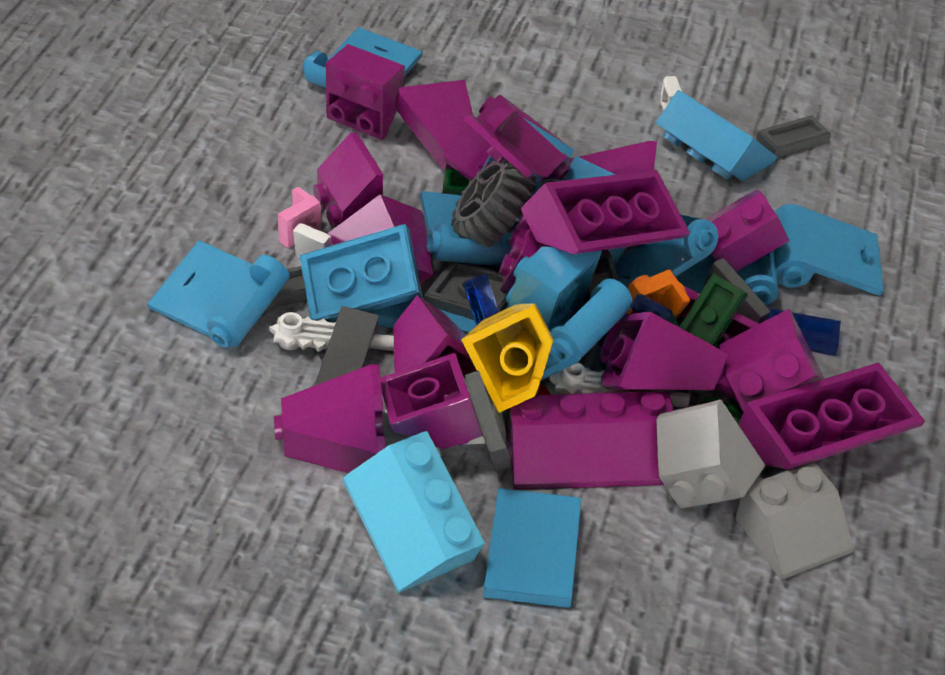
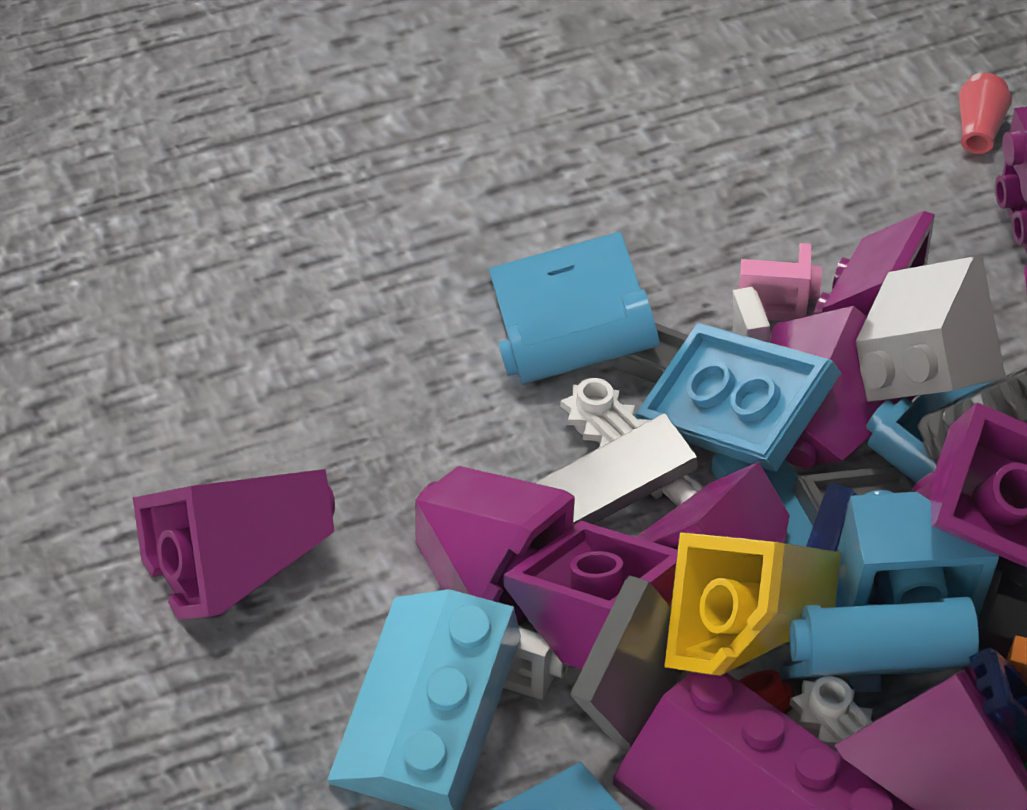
camera: 50 degrees right, 0 degrees up
(209, 520) = (230, 535): none -> magenta slope
(277, 80) = (983, 108): none -> coral cone
(428, 183) = (930, 332): none -> light grey slope

